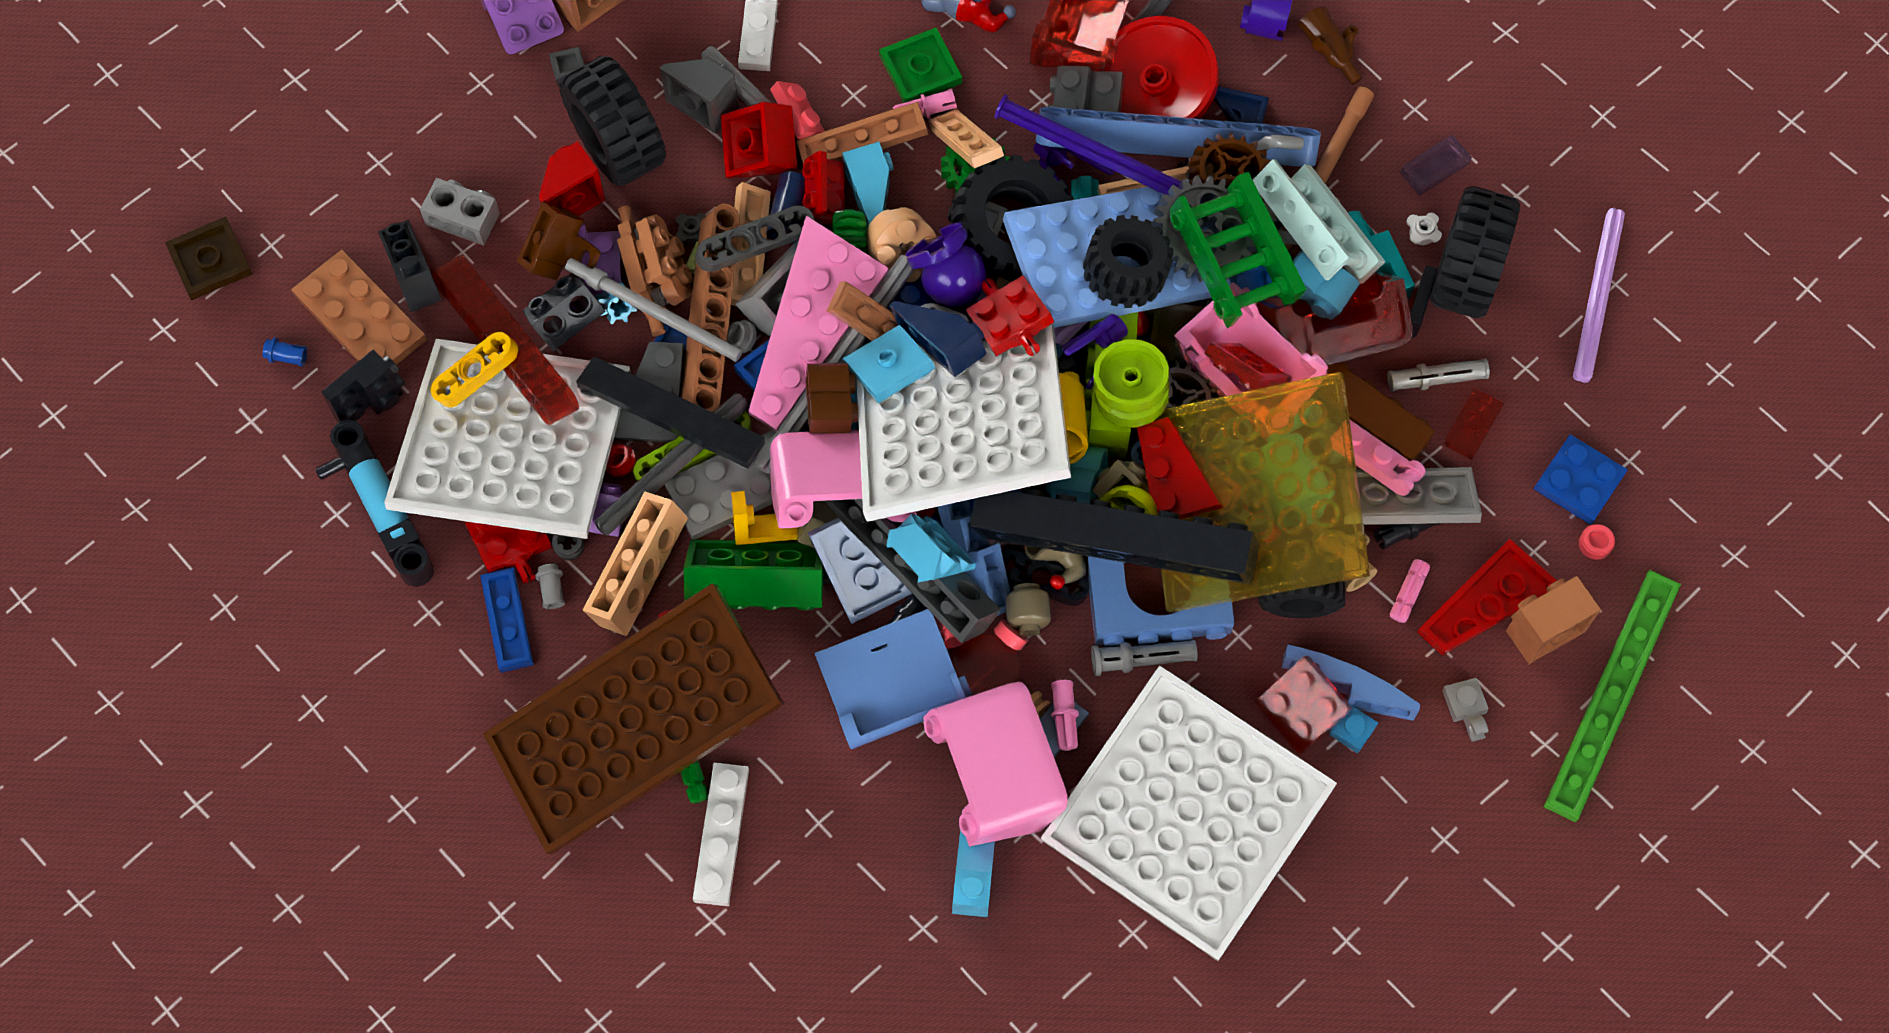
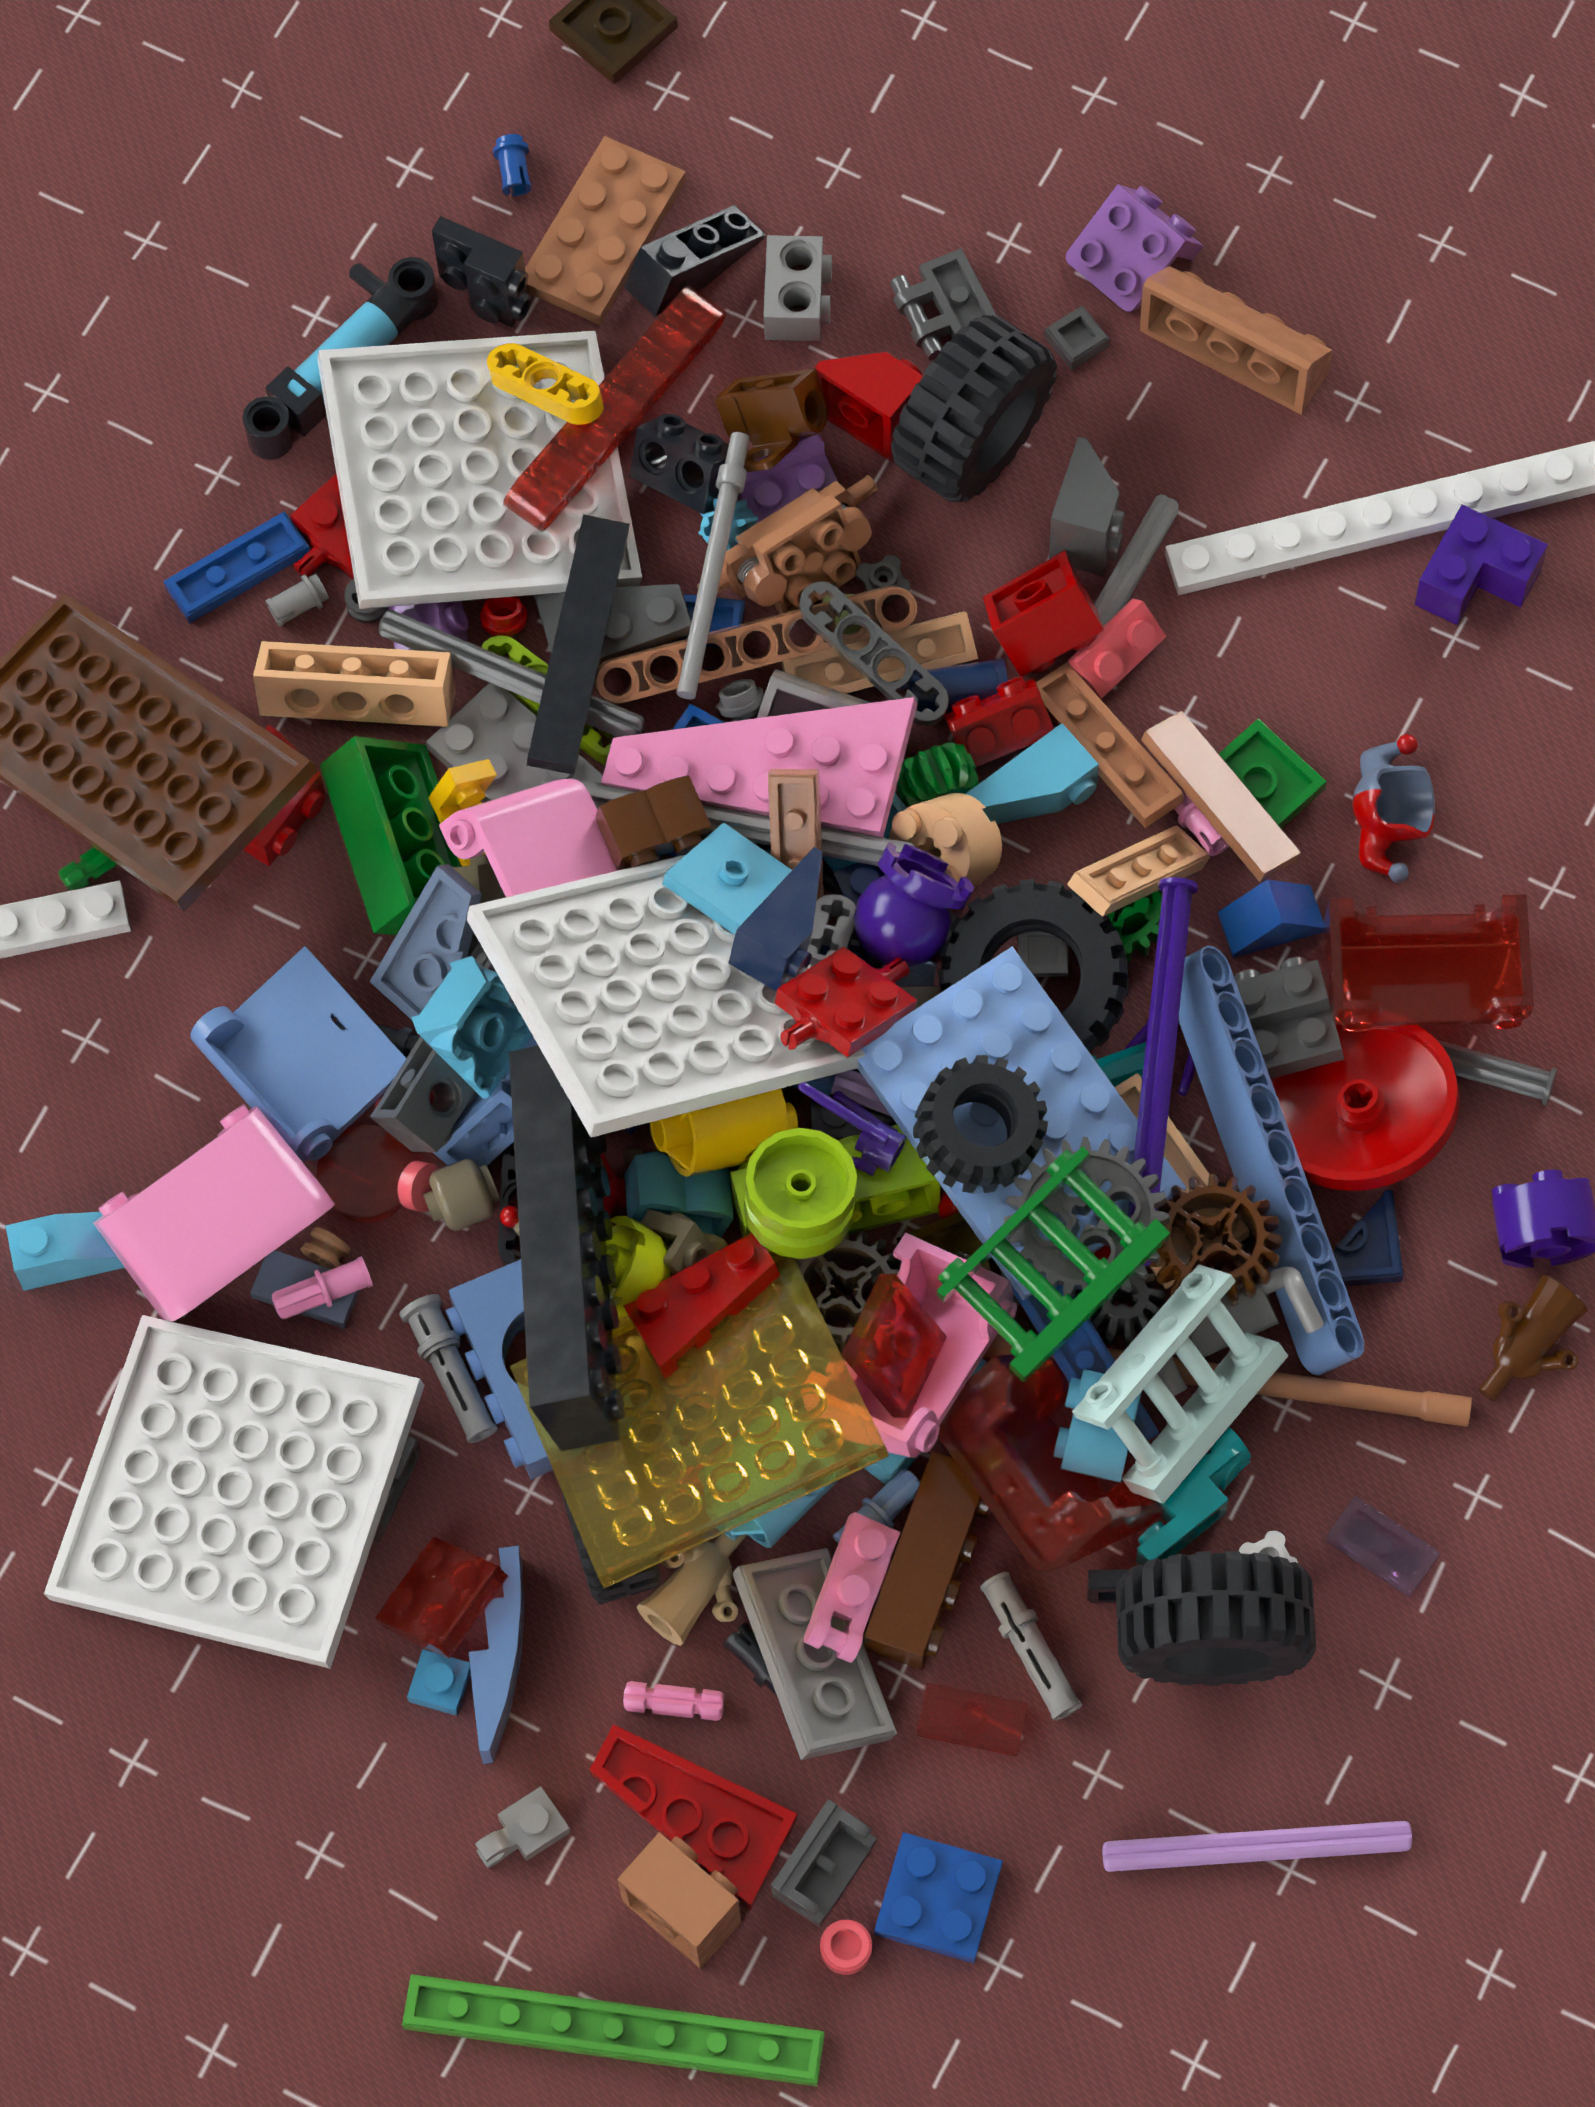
camera: 75 degrees right, 0 degrees up
(508, 121) = (955, 293): none -> dark grey plate
(927, 83) = (1220, 796): none -> tile
(1012, 81) = (1270, 917): none -> blue slope
(1540, 537) = (823, 1863): none -> dark grey hinge

